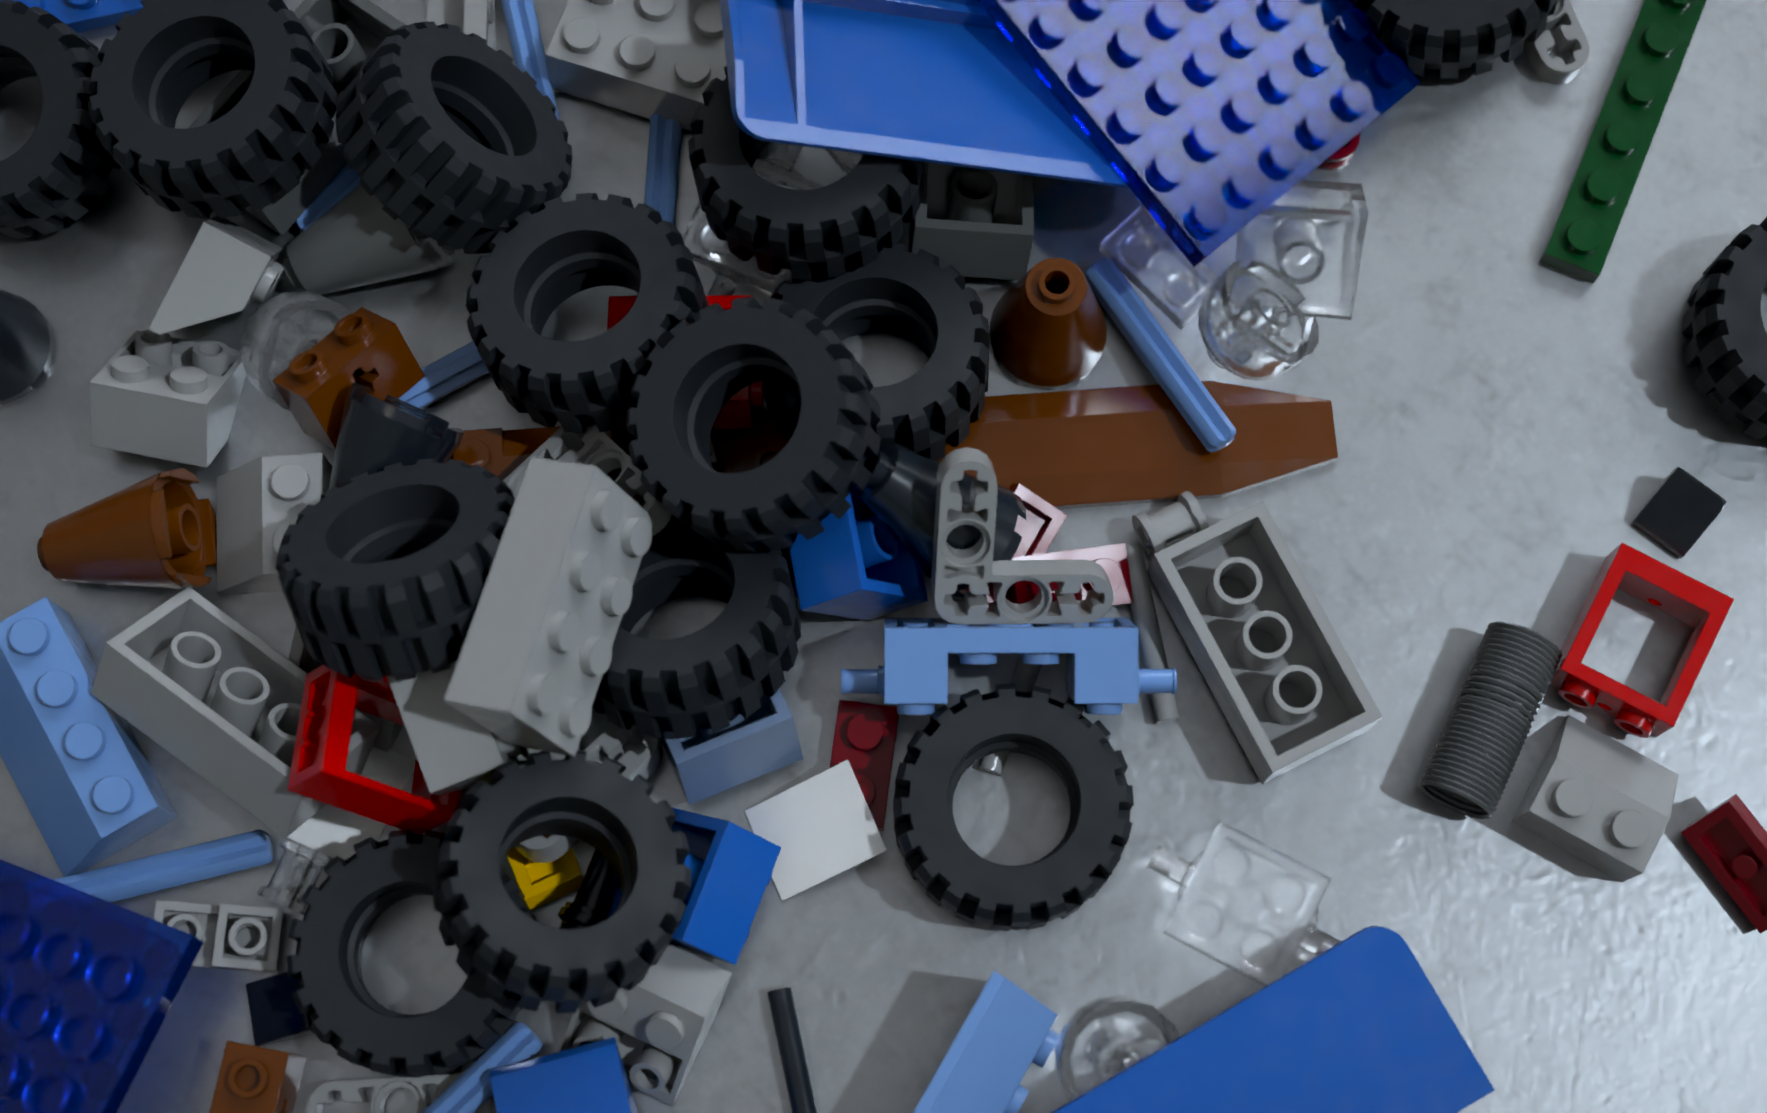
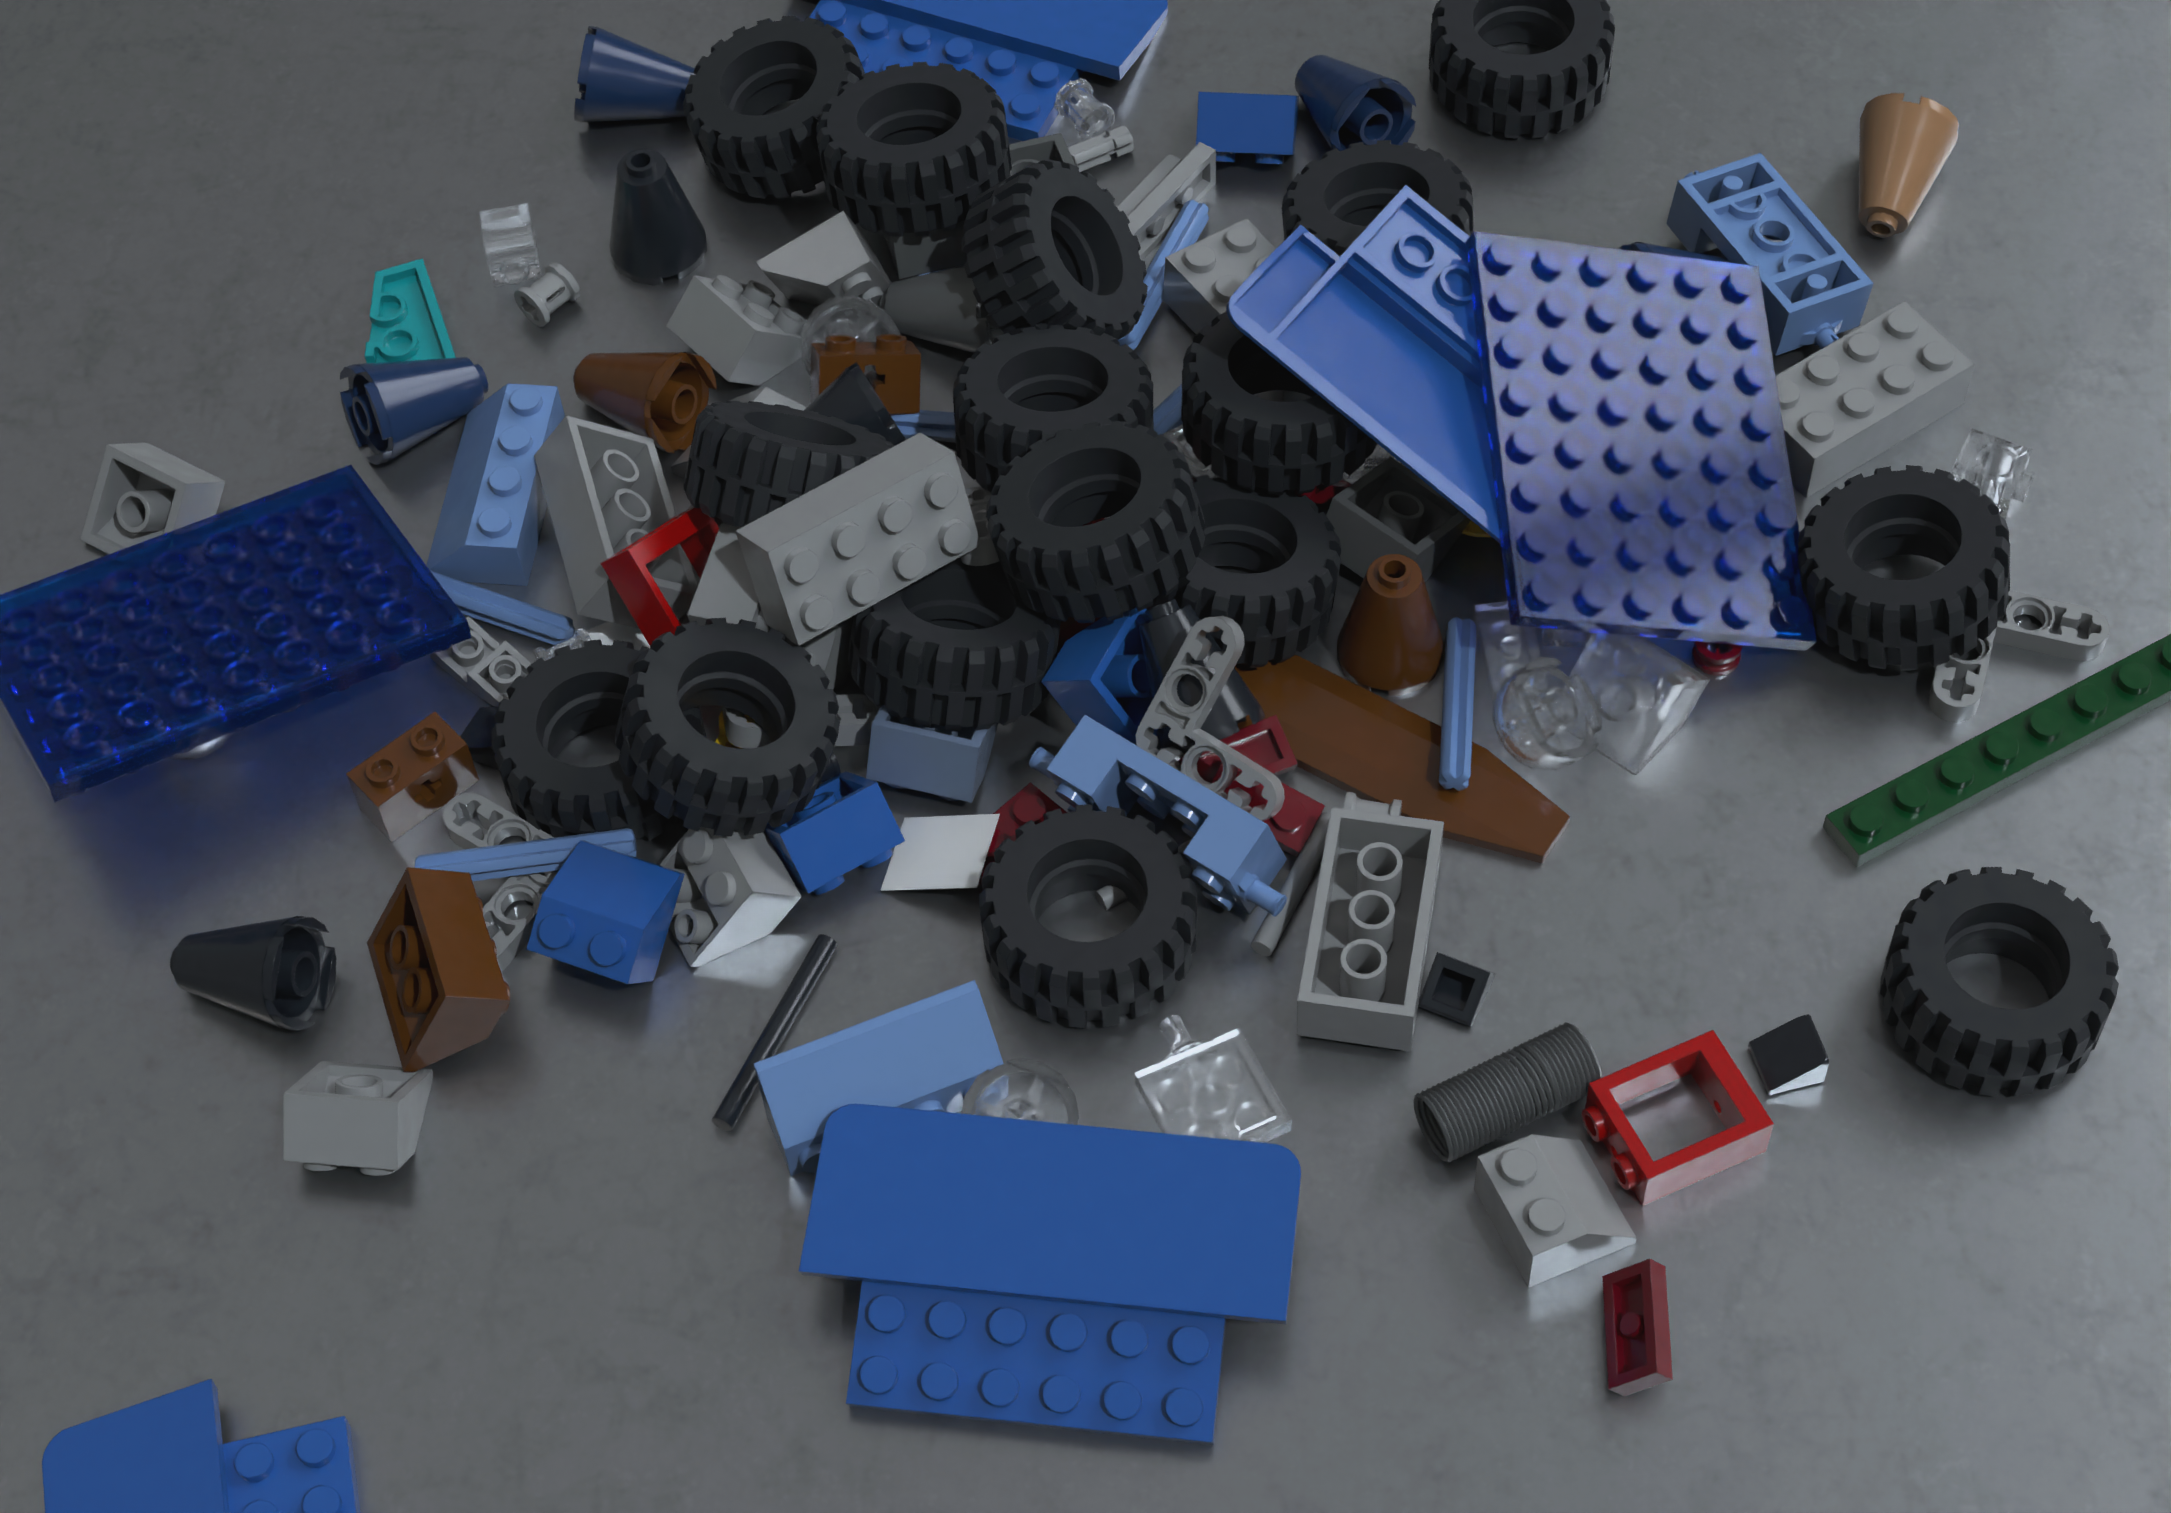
camera: 40 degrees right, 20 degrees down
(1366, 635) = (1455, 989): none -> black slope

